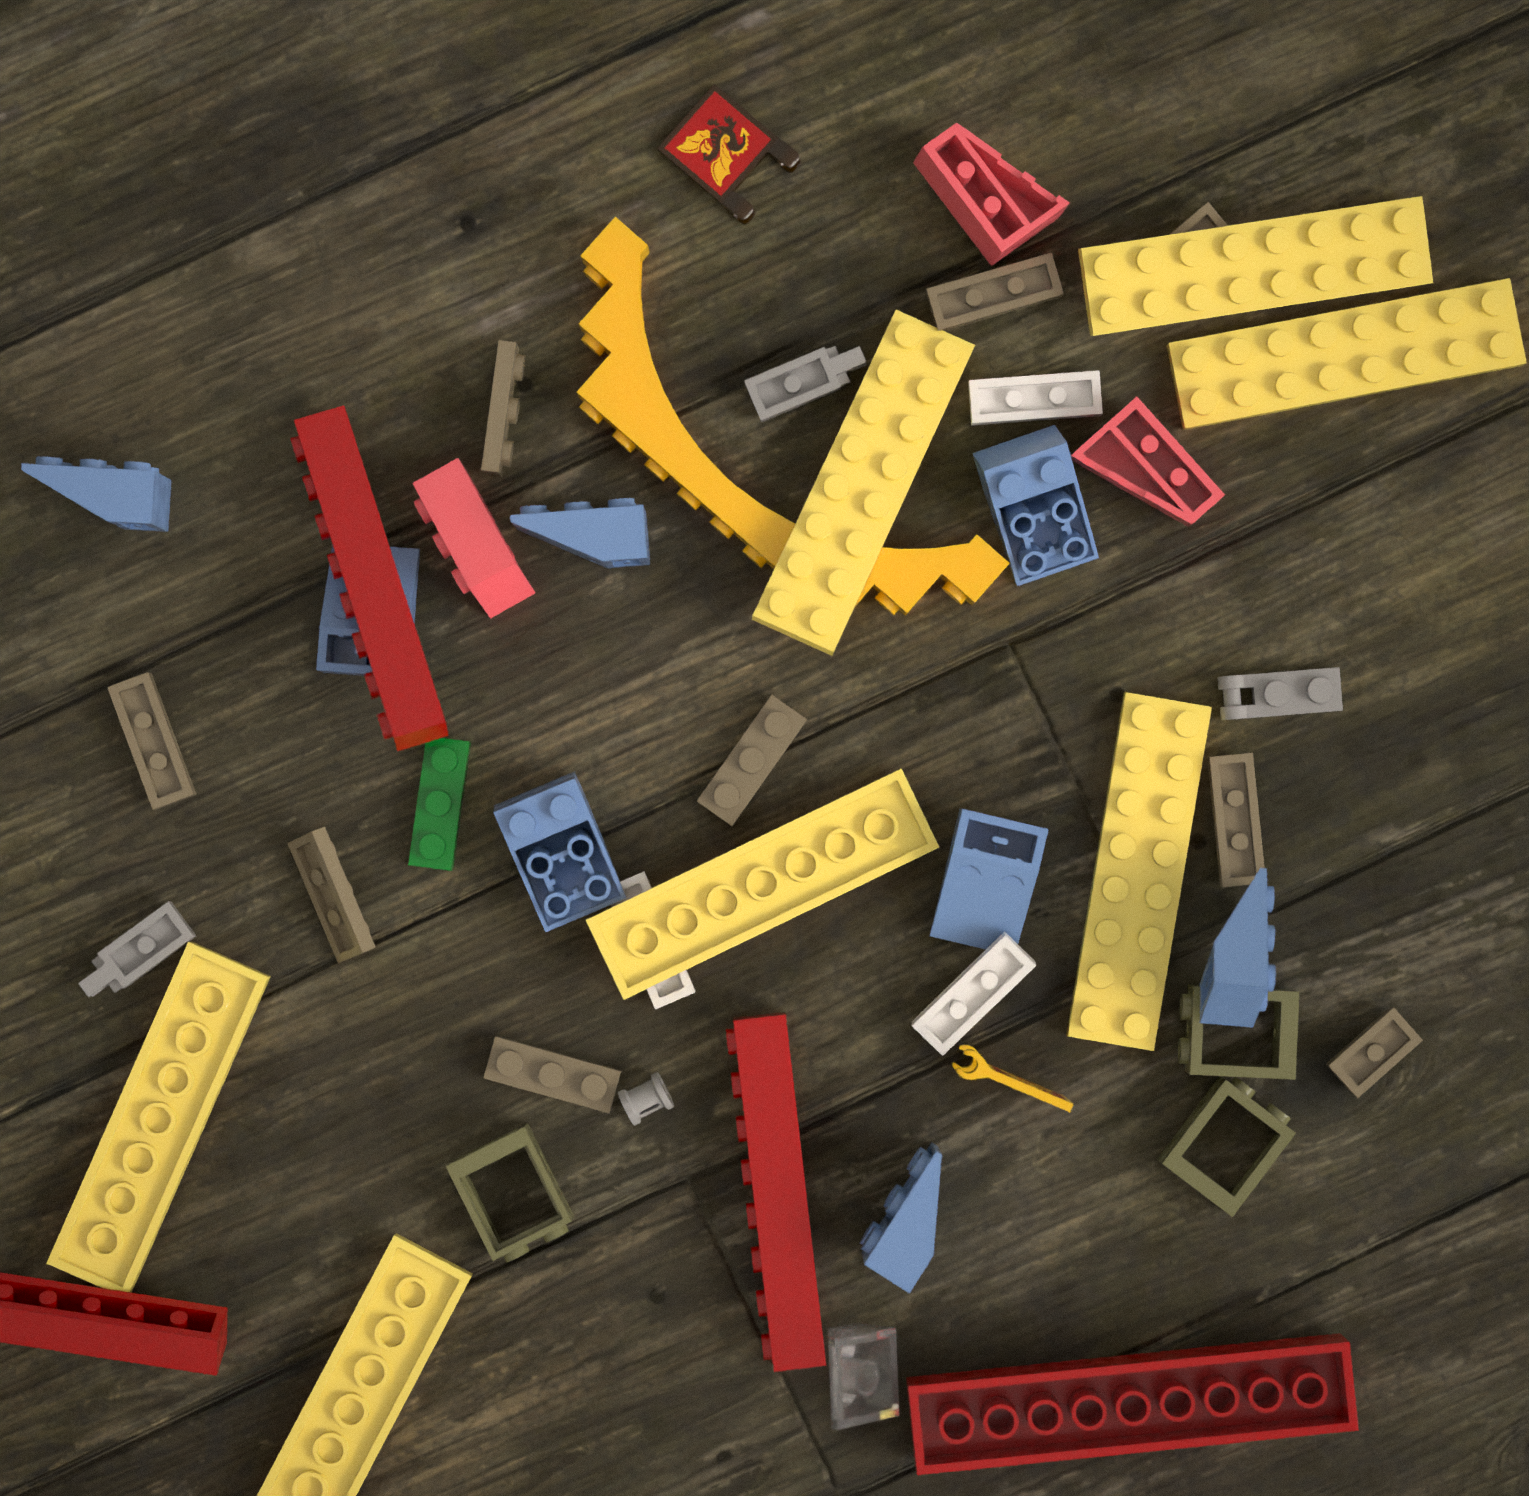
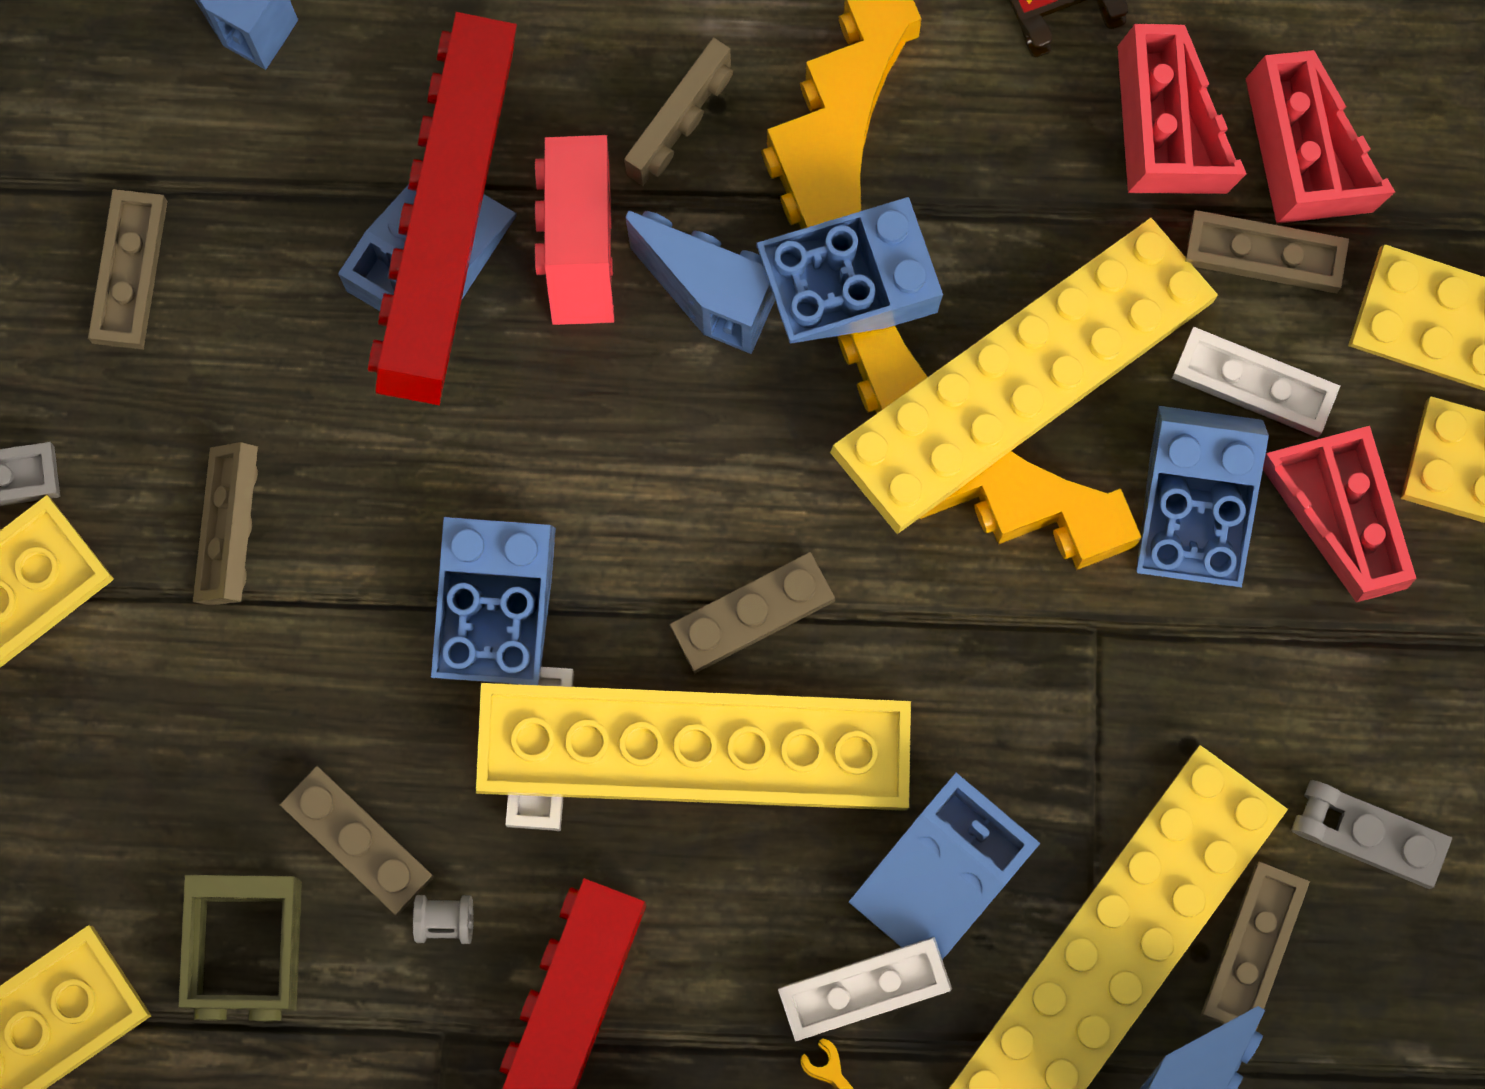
camera: 25 degrees right, 10 degrees down
(439, 804) = (393, 488): green plate -> none
(699, 478) = (852, 273): none -> medium blue slope
(802, 380) = (1014, 241): light grey hinge -> none
(872, 226) = (1168, 117): none -> coral wedge

